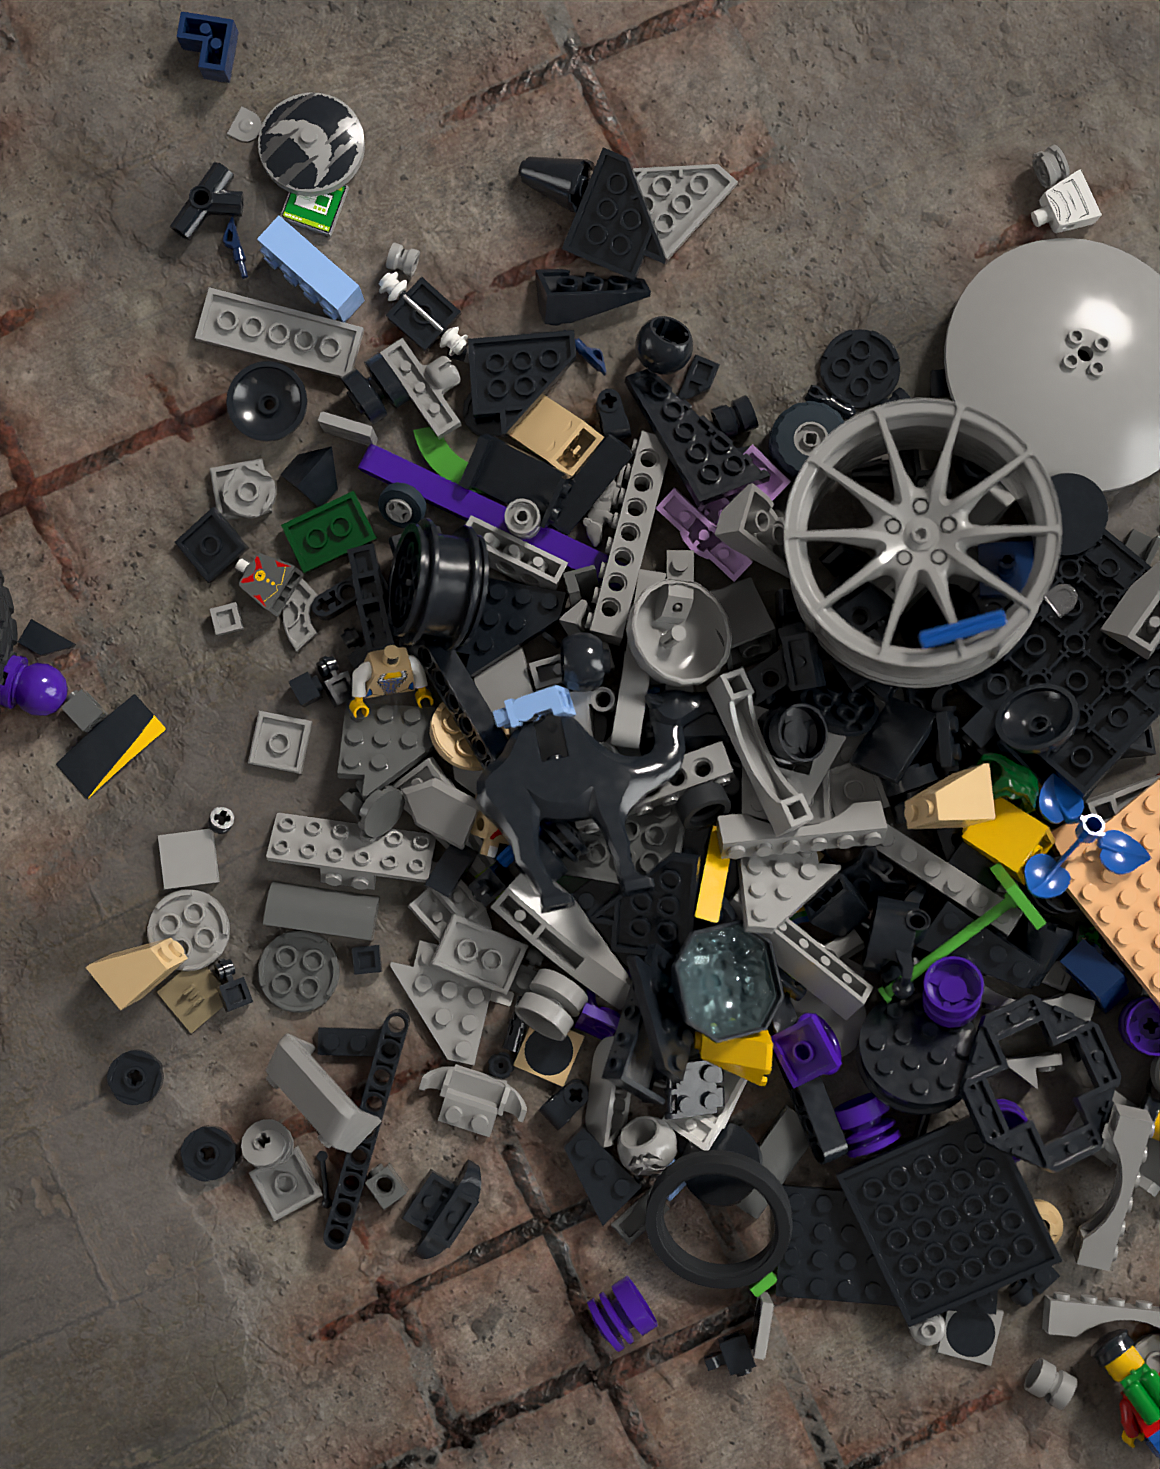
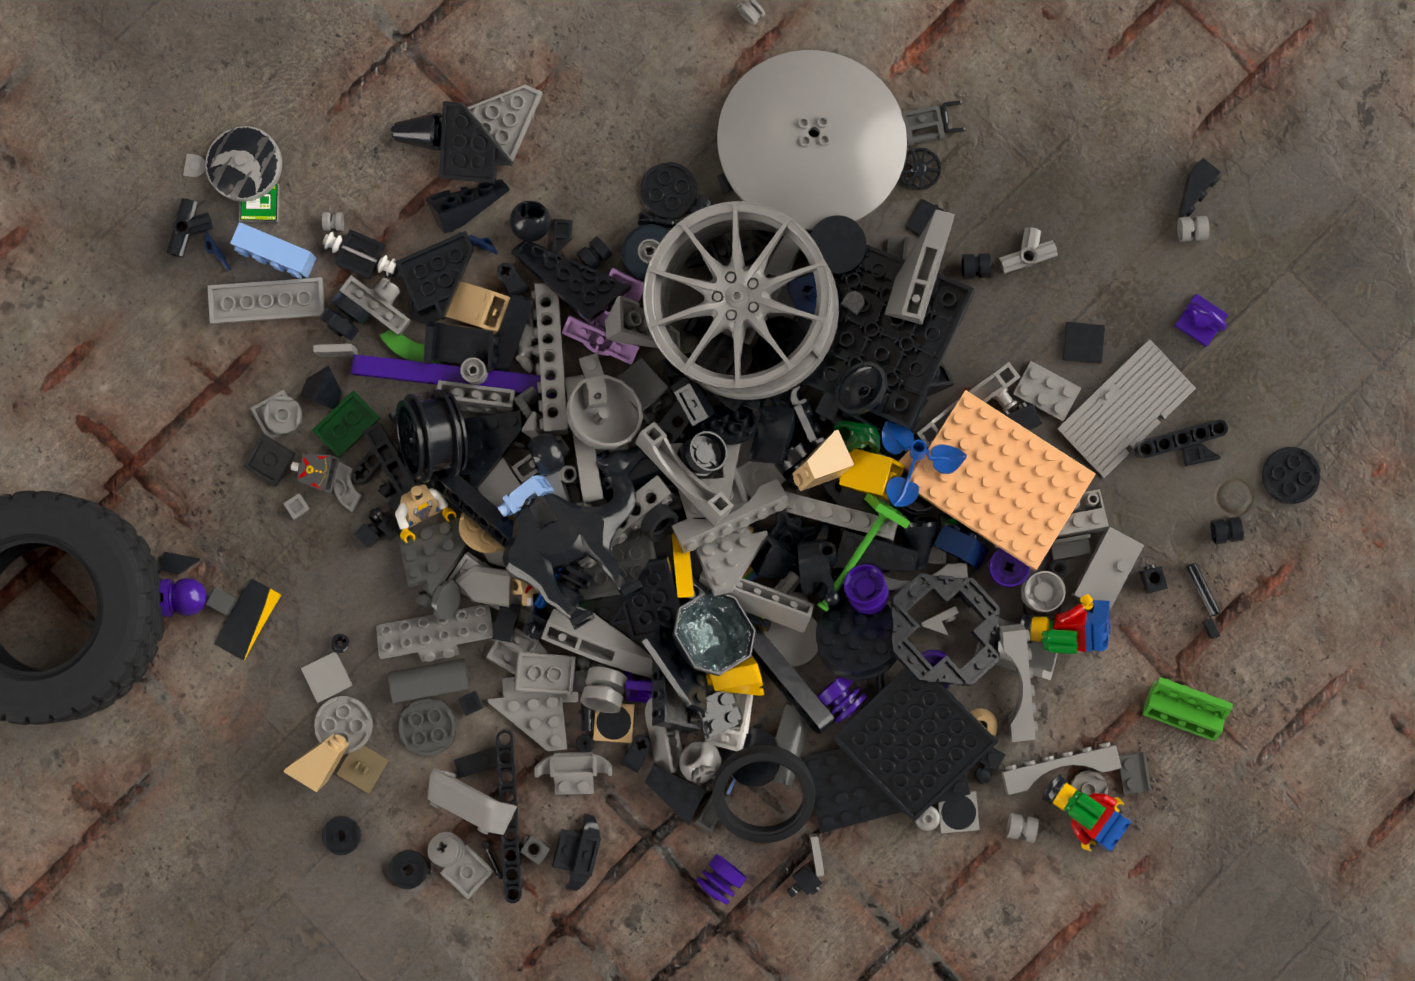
camera: 20 degrees left, 0 degrees up
(214, 39) = (153, 115): dark blue brick -> none
(234, 992) = (388, 756): black plate -> none
(263, 384) = (265, 340): black dish -> none
(280, 742) = (362, 577): light grey tile -> none
(401, 504) = (389, 389): black wheel -> none
(762, 1285) = (808, 827): bright green tile -> none
(807, 1049) = (784, 660): dark purple tile -> none
(962, 629) = (782, 349): blue axle -> none
(1067, 205) = (771, 32): white torso -> none

